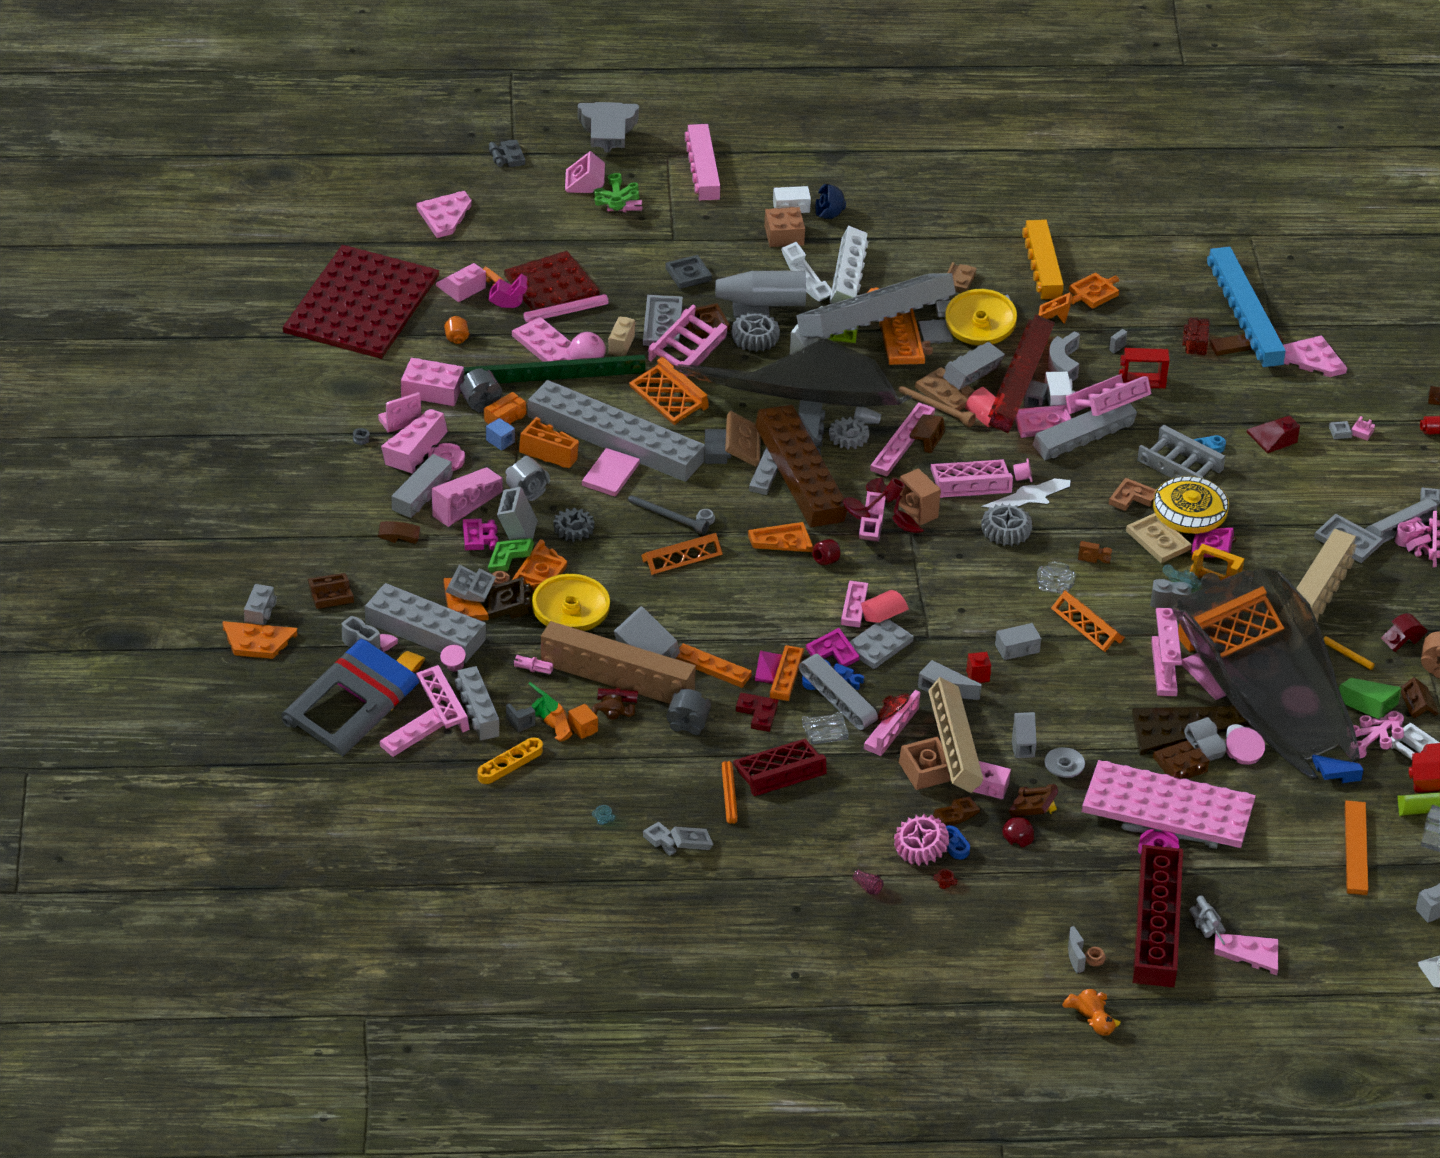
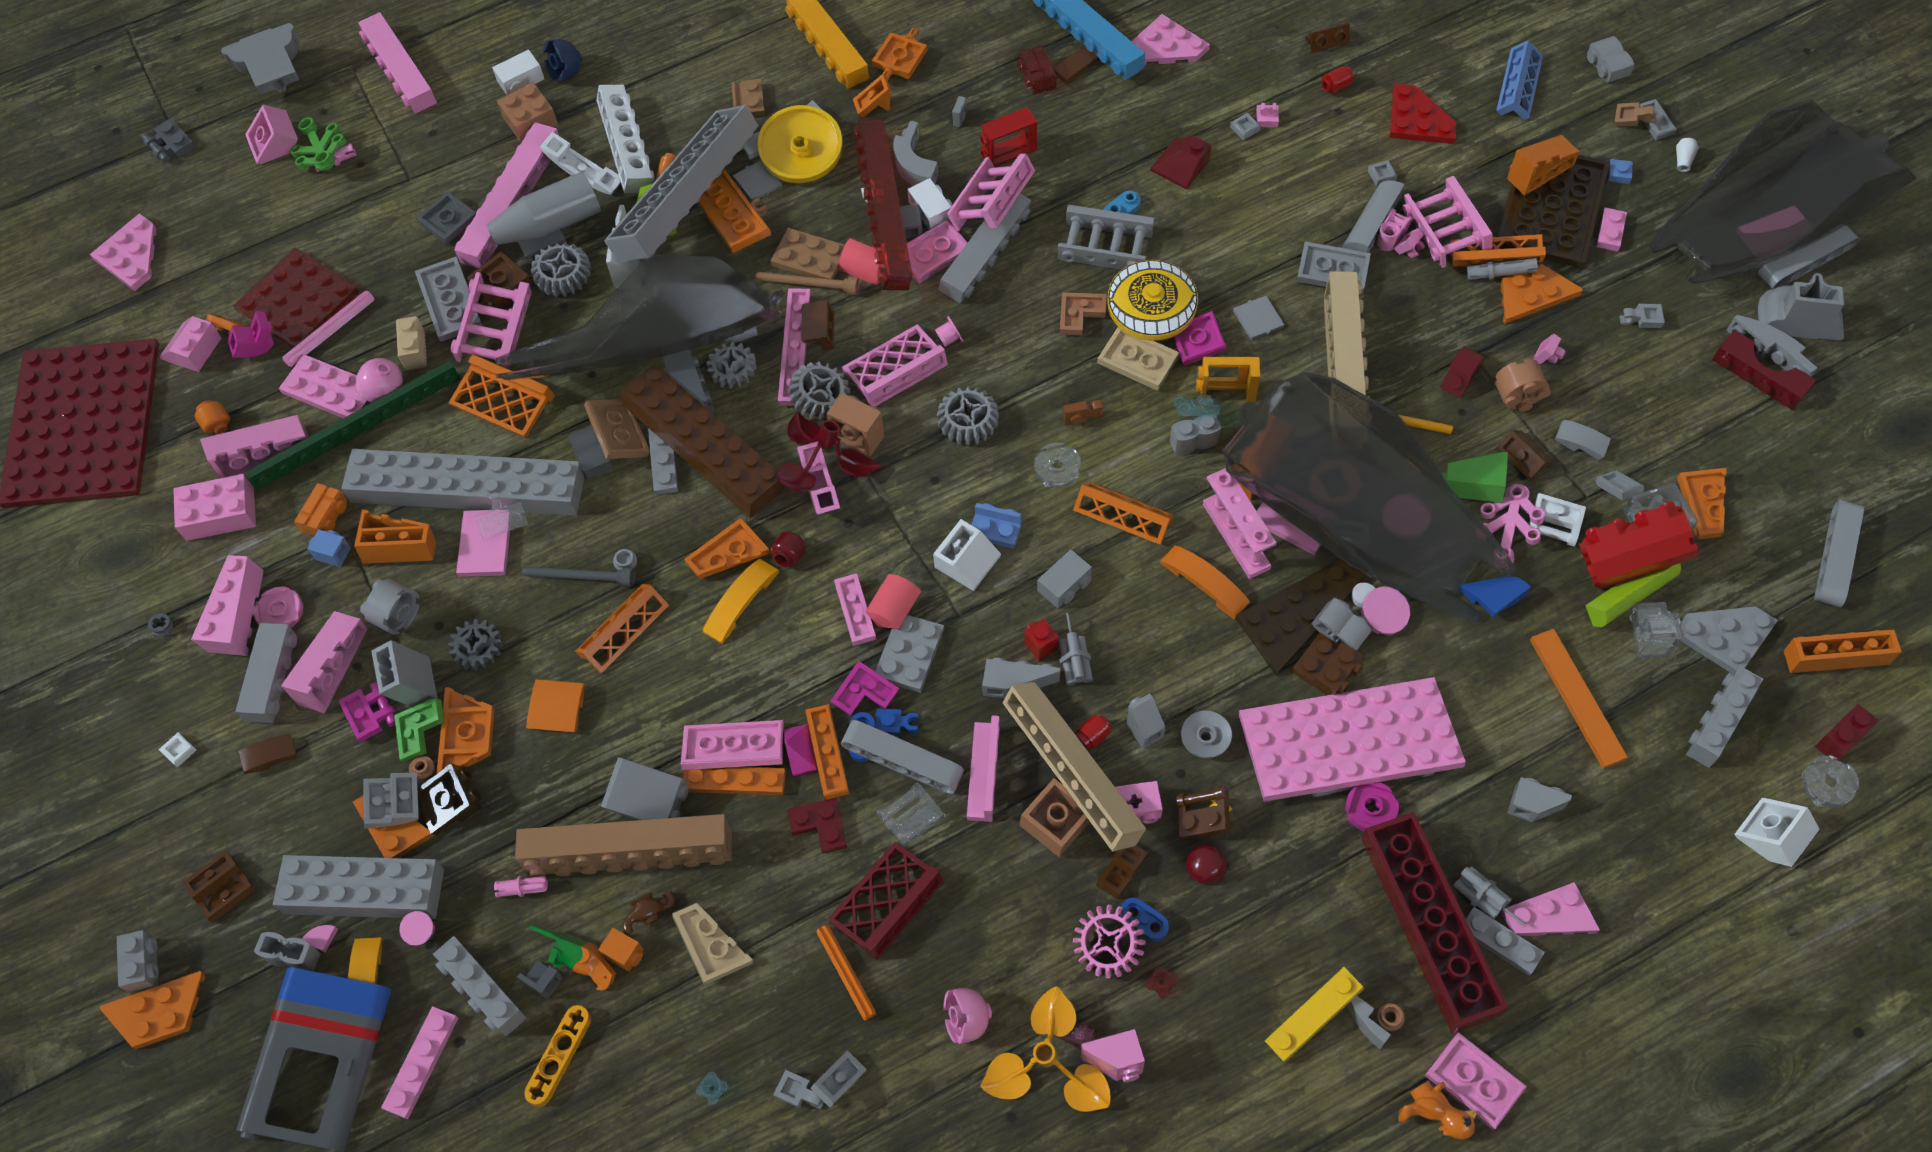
camera: 20 degrees left, 20 degrees up
(339, 508) = (177, 749): none -> white tile
(401, 412) = (196, 573): bright pink bracket -> none
(447, 695) = (442, 996): bright pink fence -> none
(475, 352) = (247, 447): none -> bright pink wedge
(480, 389) = (278, 497): dark grey brick -> none
(571, 601) = (525, 772): yellow dish -> none
(613, 577) = (555, 705): none -> orange slope
(627, 696) = (643, 885): dark red pin -> none
(631, 458) = (500, 517): none -> clear plate
(643, 743) = (708, 945): none -> tan wing
(688, 711) = (742, 877): dark grey brick -> none
(722, 644) = (732, 745): none -> bright pink tile
(763, 259) = (515, 182): none -> bright pink brick
(773, 565) = (737, 598): none -> light orange slope
(799, 839) = (967, 1014): none -> bright pink cylinder
(859, 862) = (1007, 1075): none -> light orange plant
(886, 894) = (1115, 1056): none -> bright pink slope
(892, 705) = (976, 748): clear red dish -> none
(905, 462) = (818, 382): none -> light grey gear
(953, 600) = (966, 555): none -> white slope
(973, 365) = (825, 214): light grey brick -> none
(984, 731) = (1093, 731): none -> red brick
(987, 595) = (997, 524): none -> medium blue bracket
(997, 688) = (1075, 658): none -> light grey piece
(1032, 493) = (968, 357): white sticker -> none
(1040, 929) = (1314, 1014): none -> yellow plate
(1125, 681) = (1207, 578): none -> orange slope
(1134, 1012) = (1476, 1081): none -> bright pink tile
(1203, 951) = (1504, 942): none -> light grey plate
(1234, 607) = (1293, 440): orange fence -> none
(1269, 549) = (1258, 317): none -> light grey piece
(1281, 886) = (1535, 801): none -> light grey slope

